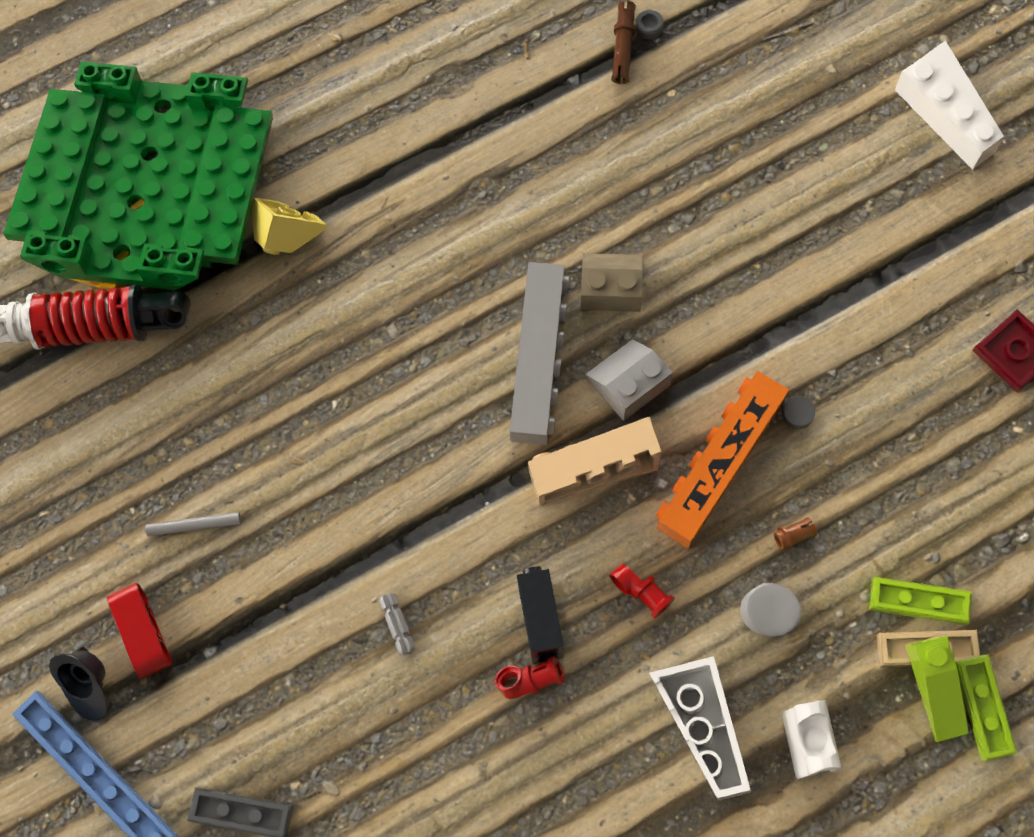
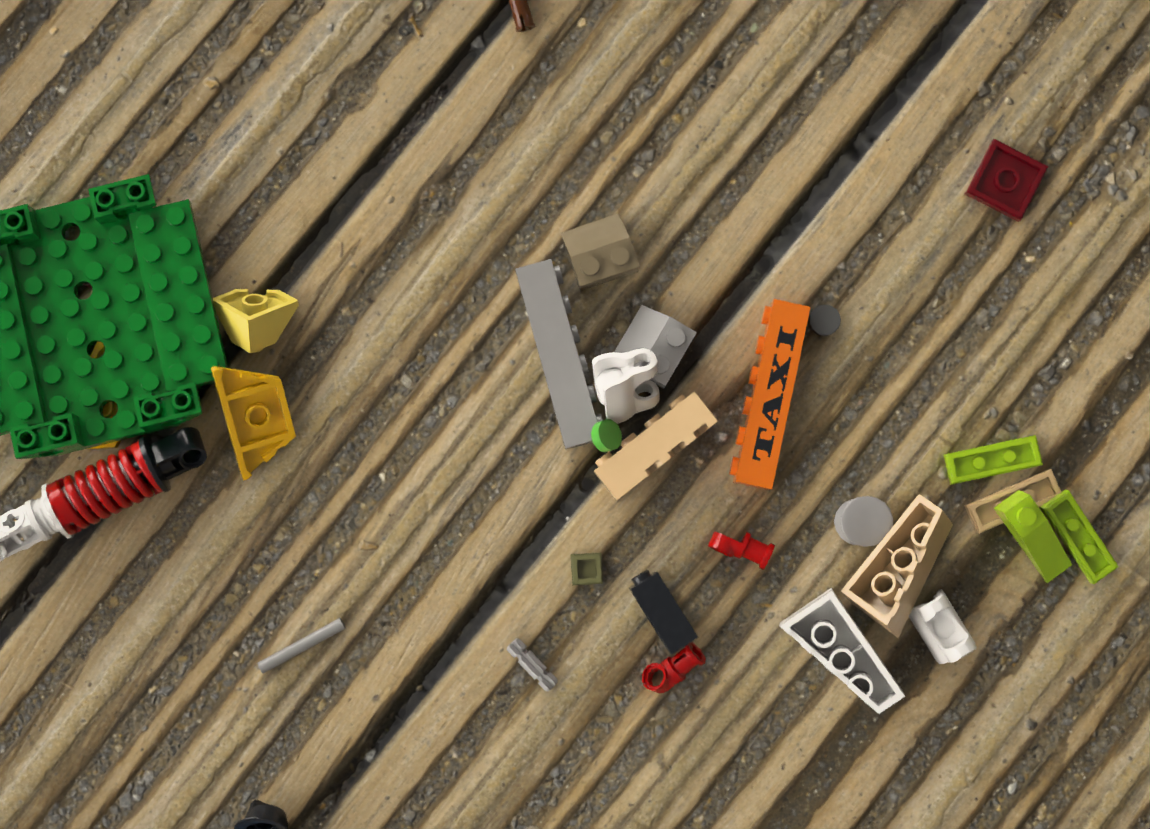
camera: 30 degrees left, 15 degrees up
(139, 630) = (299, 764): red beam -> none
(243, 304) = (254, 415): none -> yellow wing
(485, 555) = (586, 569): none -> olive tile
(552, 433) = (606, 435): none -> bright green tile
(578, 393) = (620, 382): none -> white piece
(791, 662) = (899, 566): none -> tan wedge
(794, 534) = (861, 441): dark orange pin -> none

